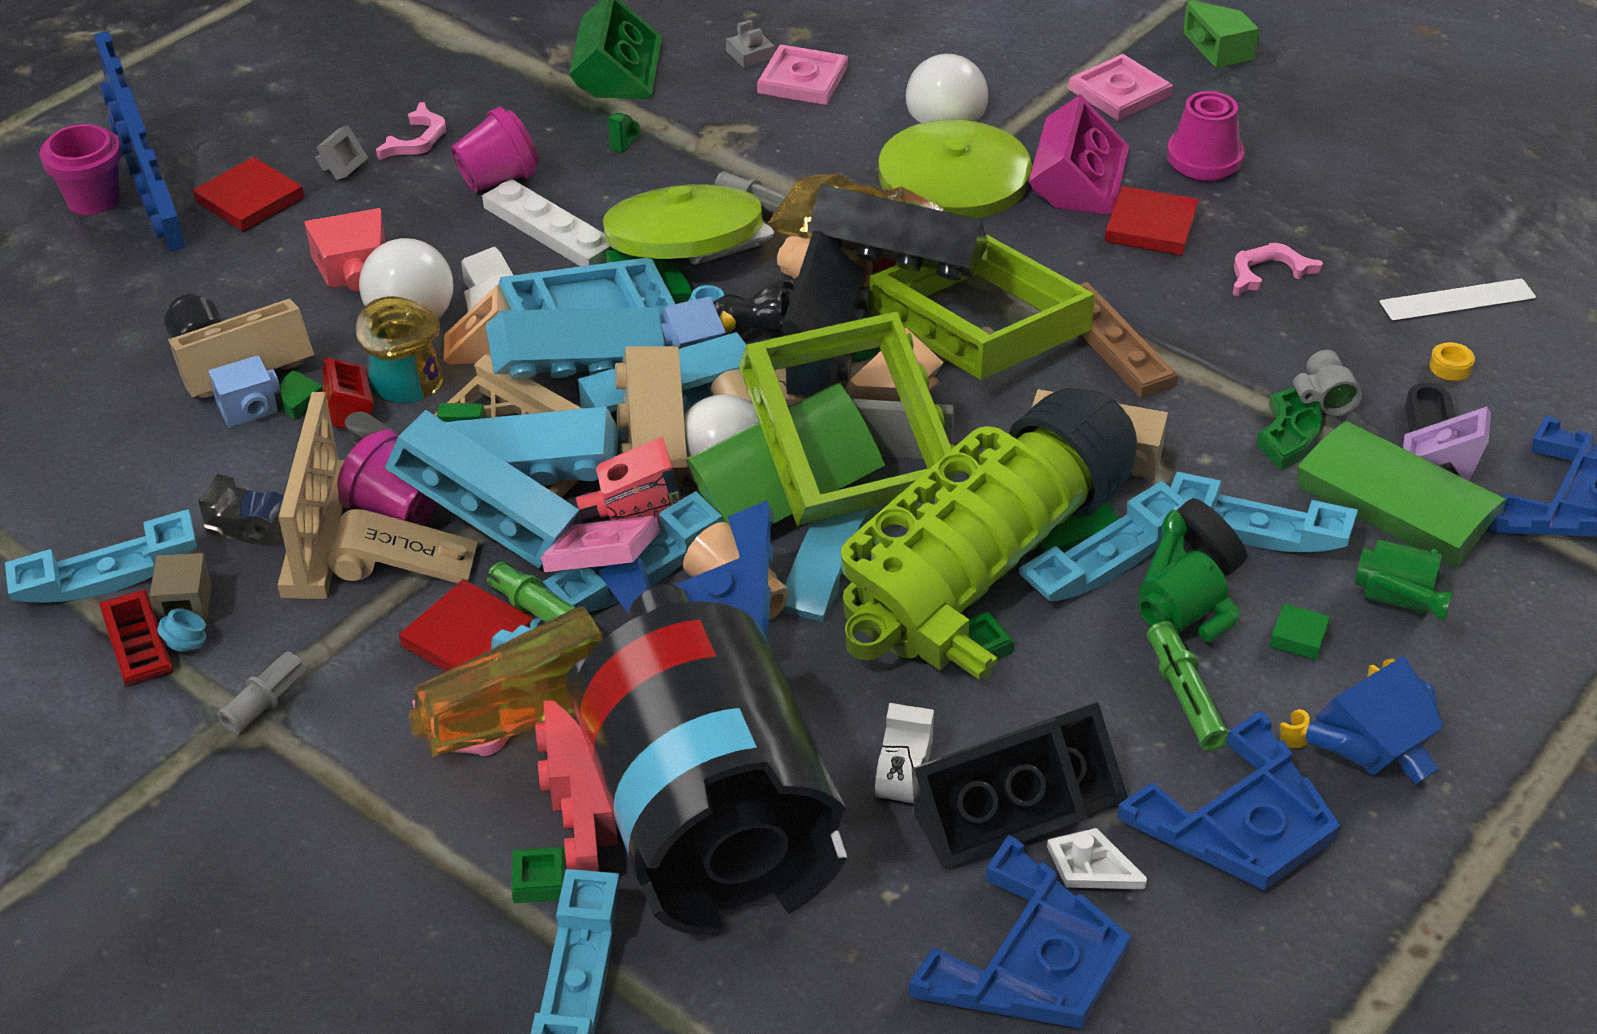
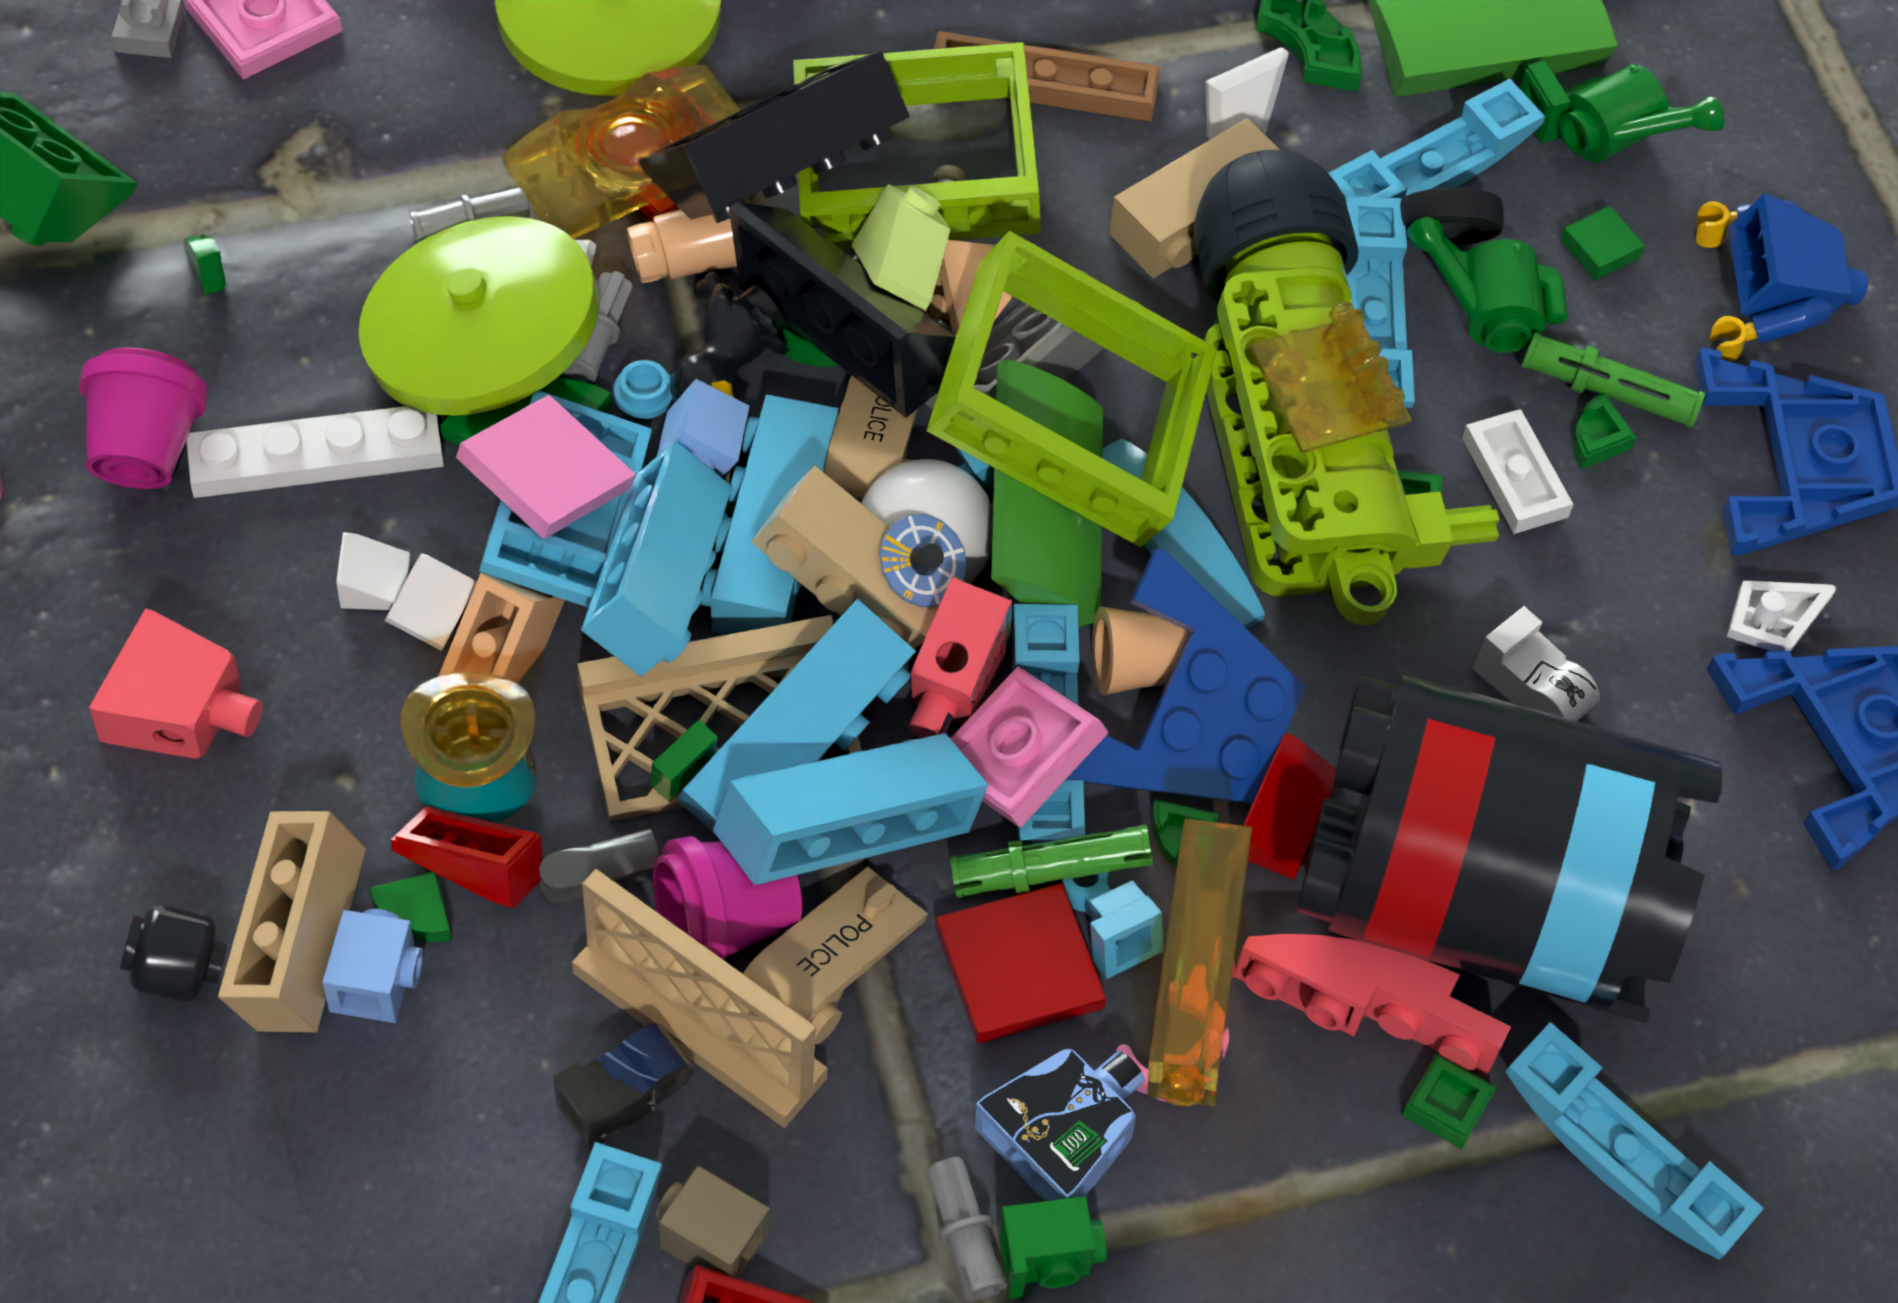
camera: 60 degrees left, 15 degrees up
(182, 630) = (786, 1261): medium azure plate -> none
(273, 728) = (1049, 1243): none -> green brick
(357, 696) = (1062, 1121): none -> torso
(408, 271) = (345, 669): white piece -> none
(592, 273) = (545, 466): none -> bright pink tile
(681, 426) = (921, 558): none -> medium blue piece
(728, 267) = (614, 295): none -> light grey axle
(884, 300) = (904, 244): none -> yellowish green slope
(964, 503) = (1331, 381): none -> clear yellow hinge
(1017, 785) = (1658, 612): black slope -> none
(1057, 673) = (1517, 471): none -> white plate
(1141, 705) = (1600, 433): none -> green tile
(1195, 412) = (1244, 93): none -> white piece
(1374, 529) = (1548, 96): none -> green tile

